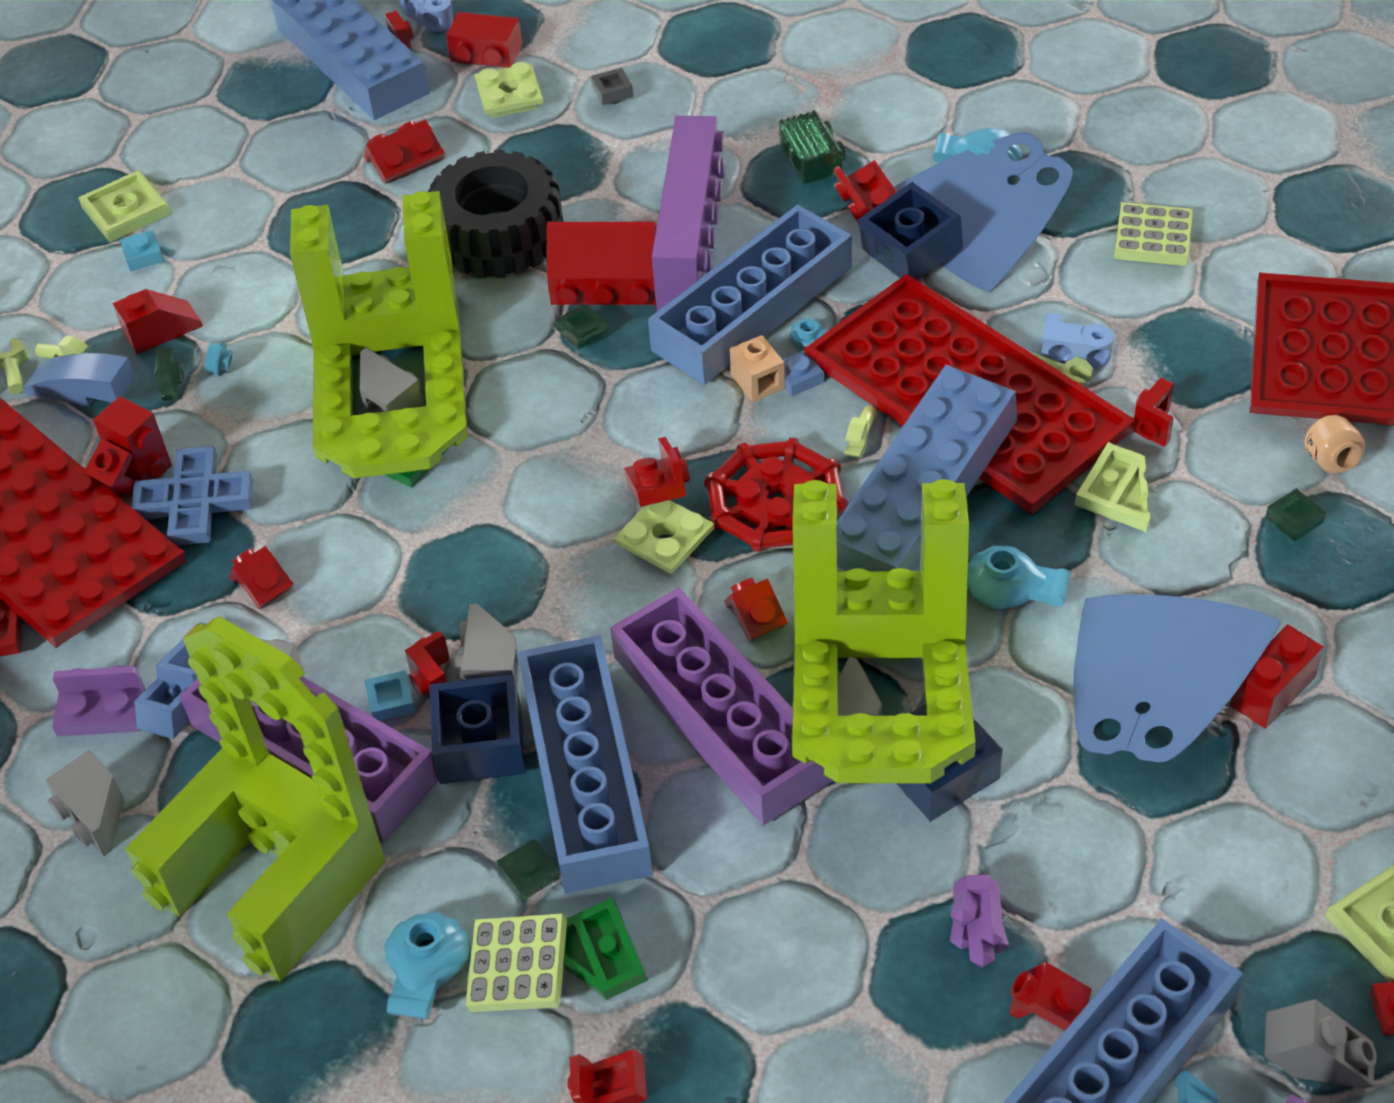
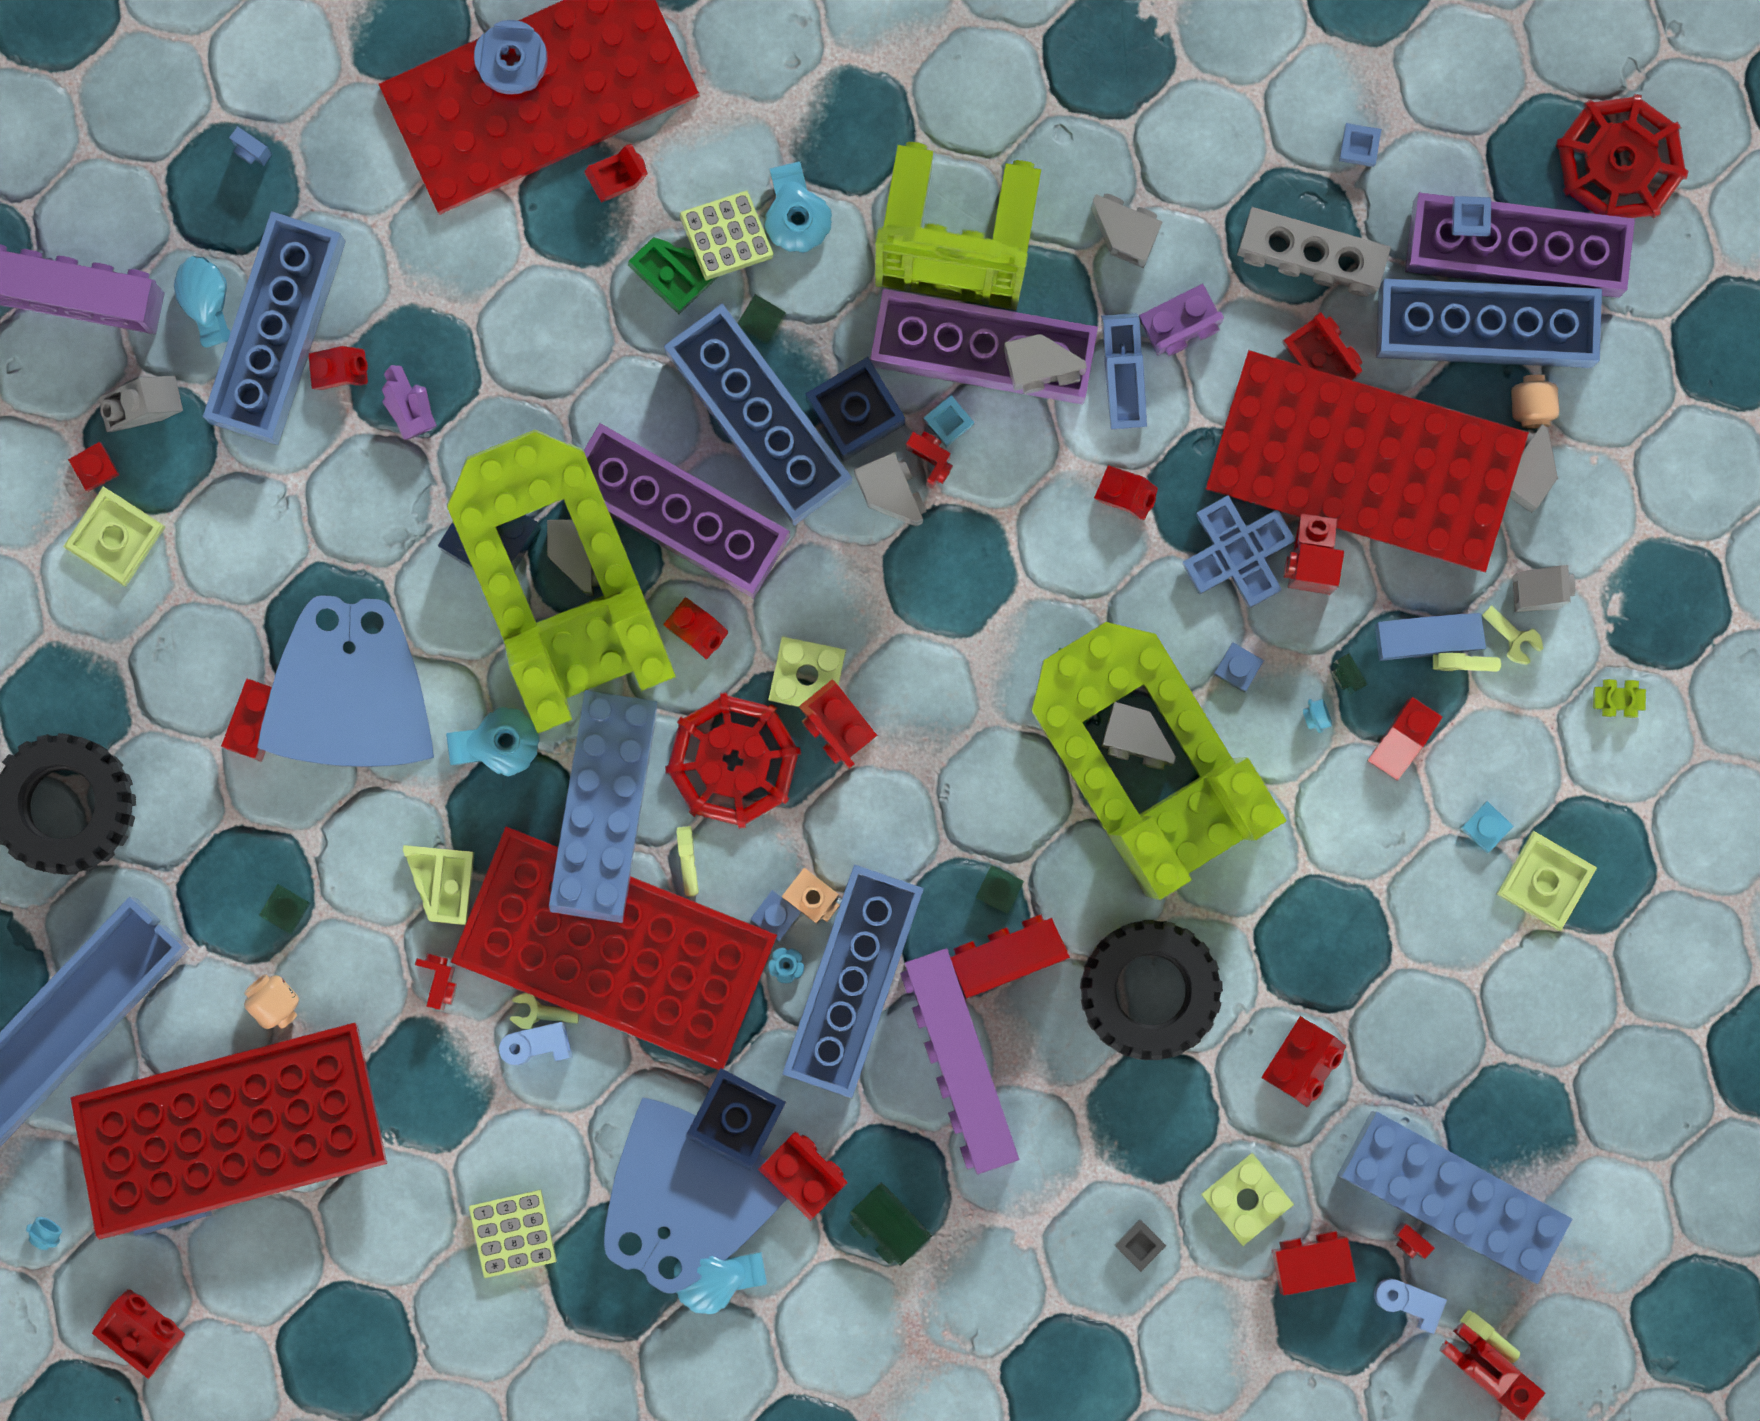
camera: 150 degrees right, 35 degrees up
(259, 417) = (1238, 667): none -> medium blue plate

